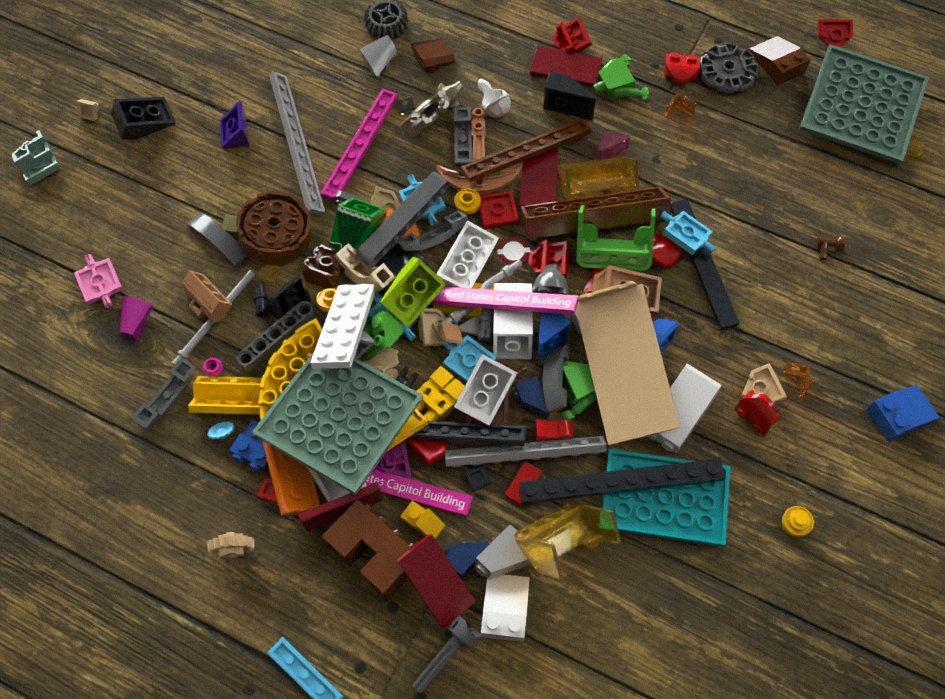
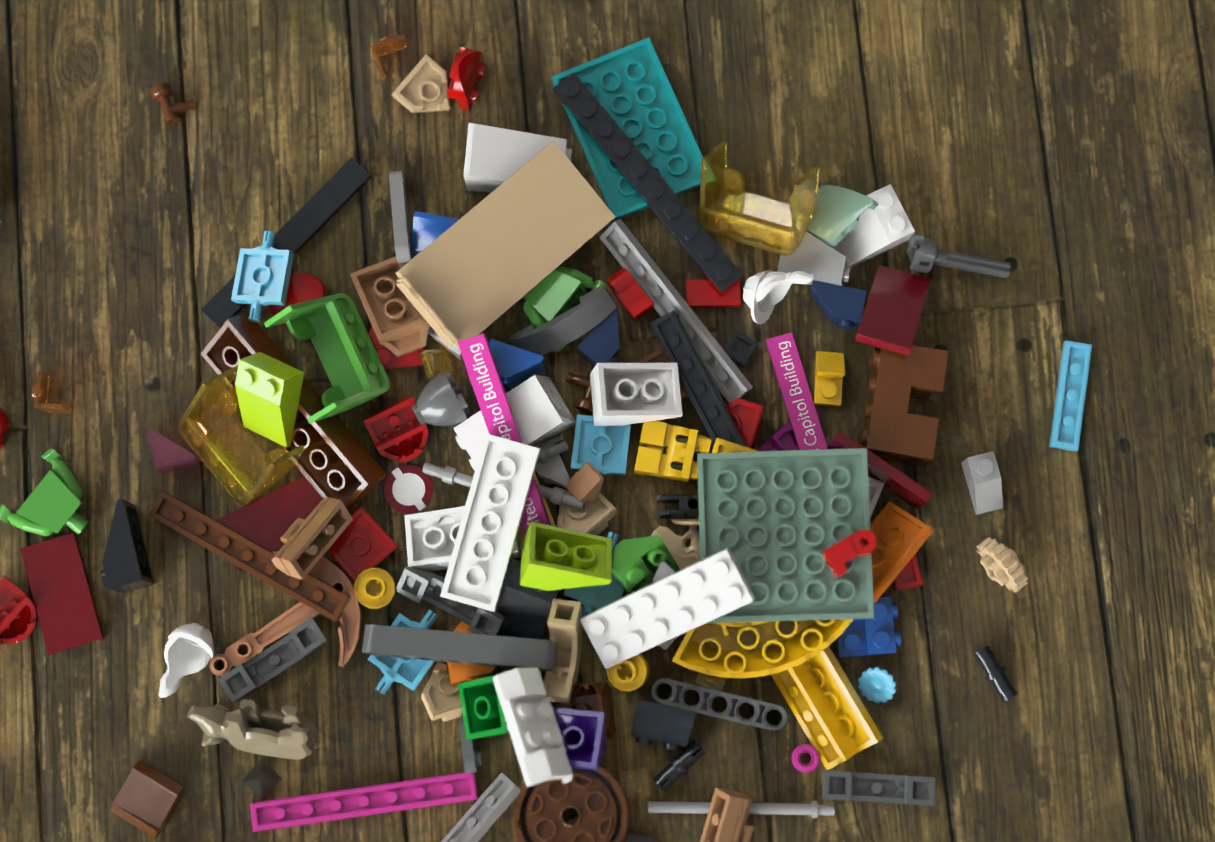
camera: 125 degrees left, 15 degrees up
(174, 504) = (995, 674): none -> black pin
(291, 574) = (983, 482): none -> light grey slope
(301, 431) = (858, 544): none -> red leg
(310, 244) = (582, 736): none -> dark purple slope
(329, 218) = (532, 726): none -> white piece
(461, 266) = (490, 522): none -> white plate
(502, 510) = (768, 288): none -> white piece
(515, 178) = (311, 538): none -> medium nougat piece
(526, 585) = (837, 213): none -> sand green slope
(613, 196) = (268, 396): none -> slope
(686, 325) = (400, 216): none -> light grey beam

